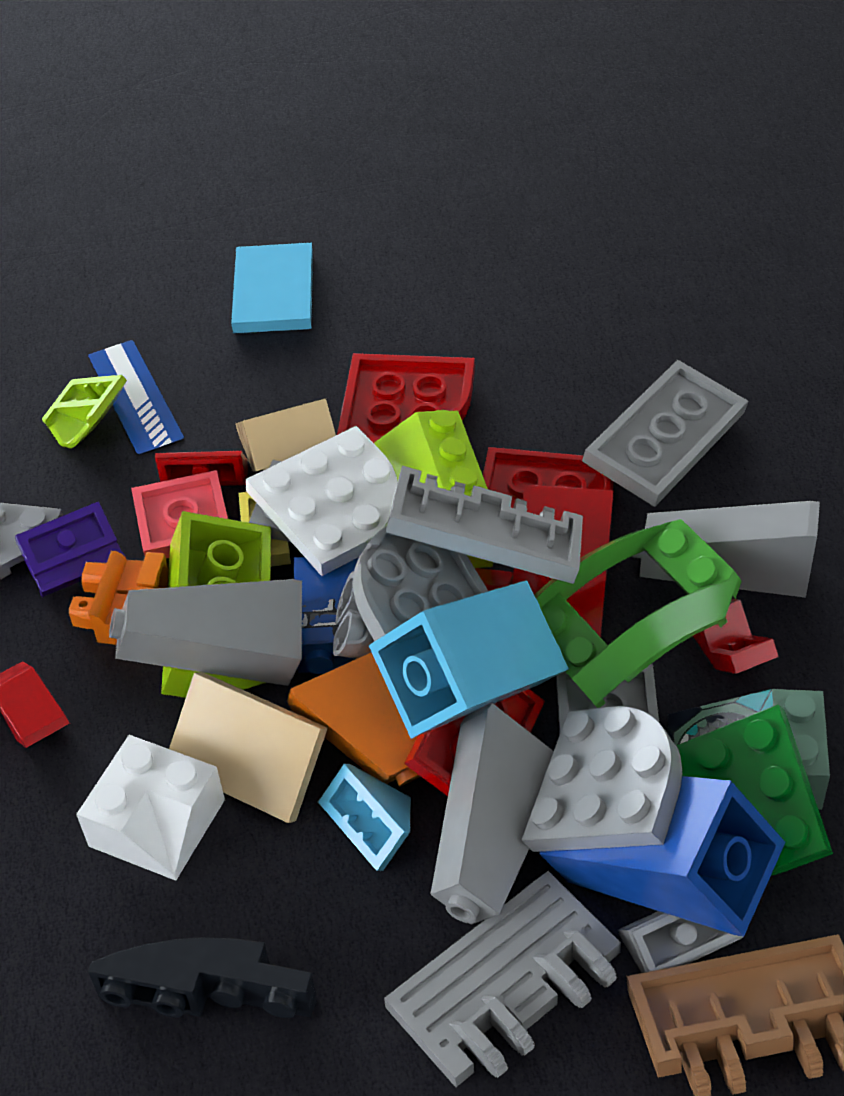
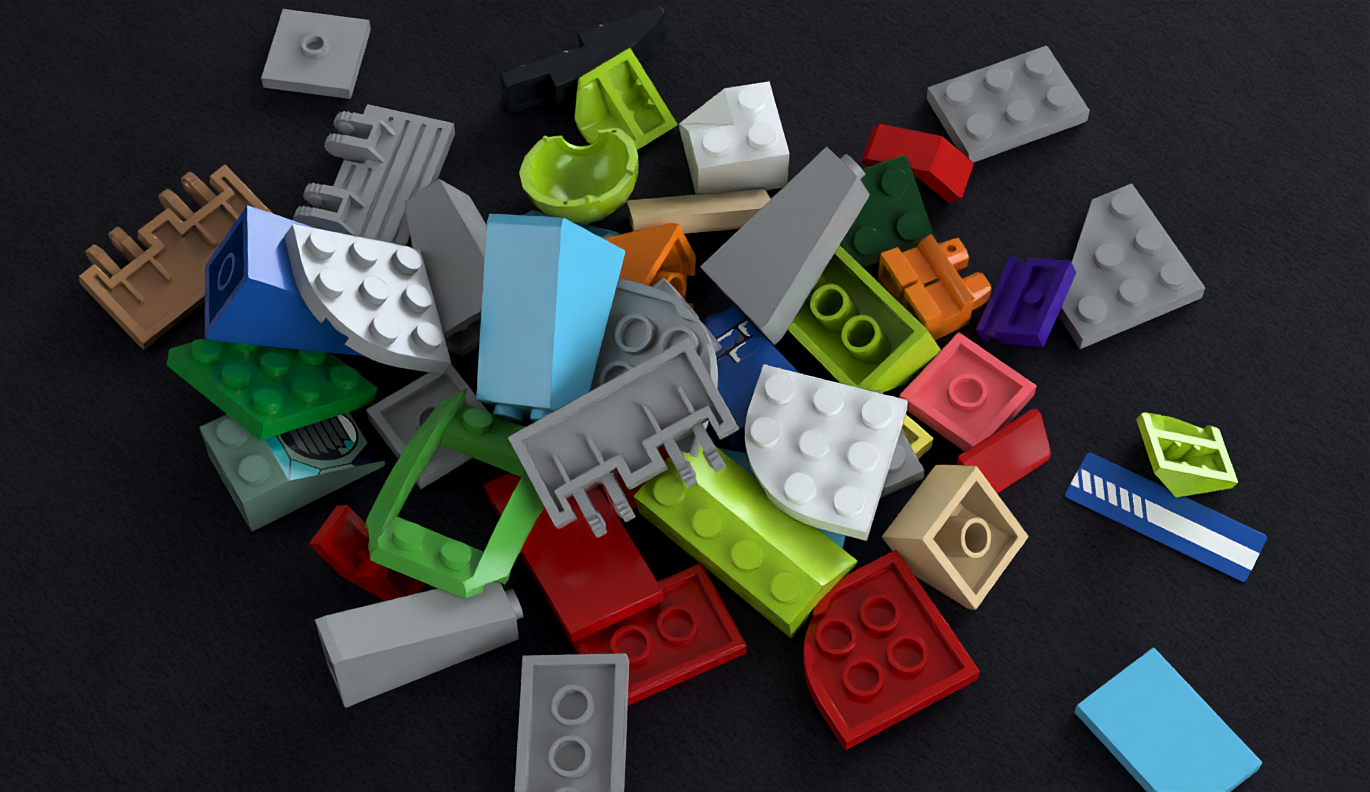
camera: 140 degrees right, 10 degrees up
(92, 672) = (891, 214): none -> dark green plate
(215, 907) = (622, 98): none -> lime slope
(318, 830) = (581, 181): none -> lime cylinder

